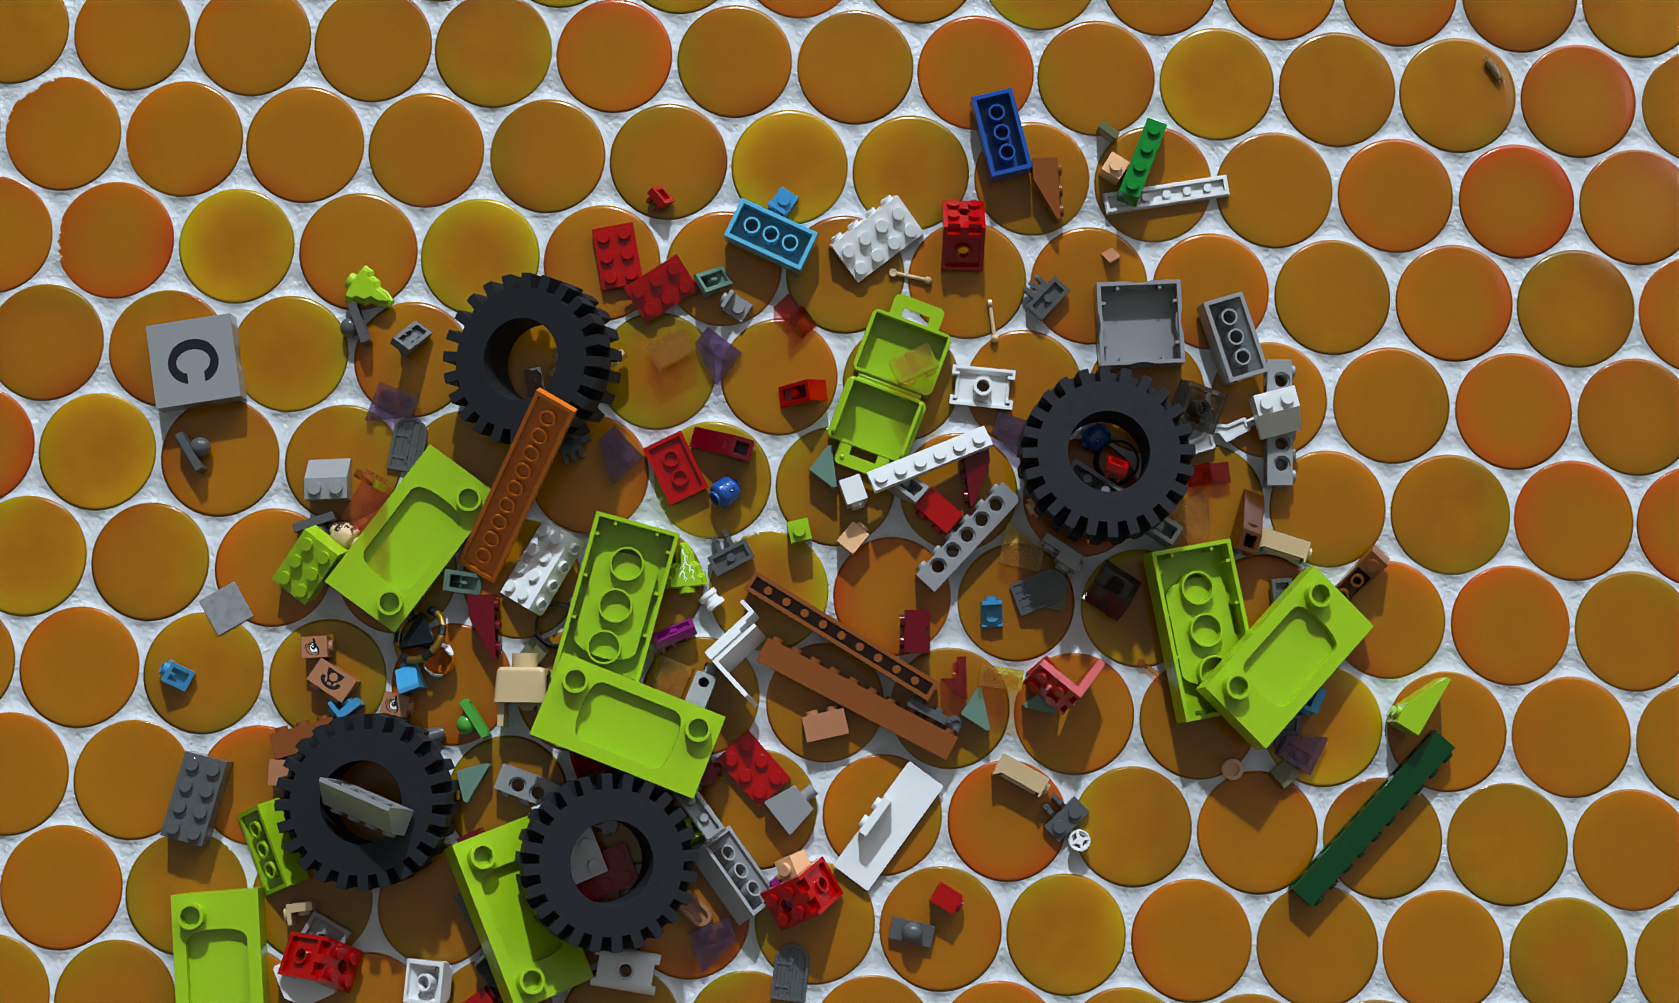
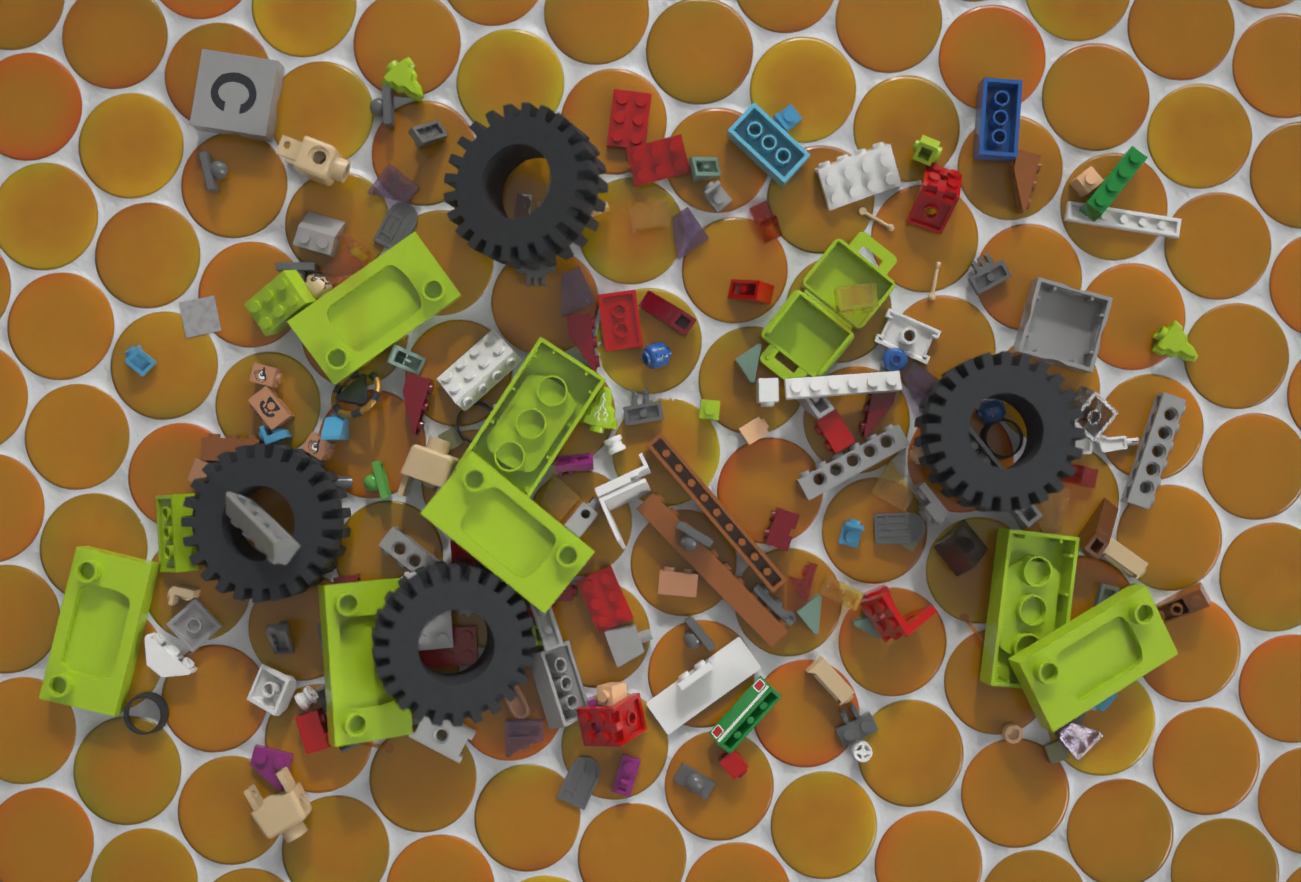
camera: 20 degrees right, 5 degrees up
(196, 798) = (124, 471): dark grey brick -> none
(292, 401) = (307, 160): none -> tan piece
(320, 961) = (185, 644): red bracket -> none
(419, 923) = (280, 638): none -> dark grey tile
(441, 662) = (368, 422): orange hair -> none
(467, 979) = (306, 698): none -> white wheel
(471, 779) = (361, 530): sand green slope -> none
(517, 484) = (479, 290): orange plate -> none
(637, 493) = (580, 331): none -> dark red slope
(660, 197) = (683, 80): red tile -> none
(823, 671) = (691, 538): none -> dark grey tile
(837, 949) = (626, 775): none -> magenta plate
(861, 778) = (696, 636): none -> dark grey tile
(938, 189) = (927, 150): none -> lime brick
(942, 841) = (745, 714): none -> green brick
(975, 416) = (894, 360): none -> blue head
(1108, 132) = (1091, 148): olive tile -> none
(1110, 256) = (1056, 258): nougat piece -> none
(1116, 466) = (1007, 445): red tile -> none
(1232, 338) = (1139, 364): light grey slope -> none
(1263, 304) = (1173, 342): none -> lime rock
(1276, 412) = (1158, 441): white slope -> none
(1371, 818) = (1118, 814): dark green brick -> none
(1414, 710) = (1191, 735): lime slope -> none

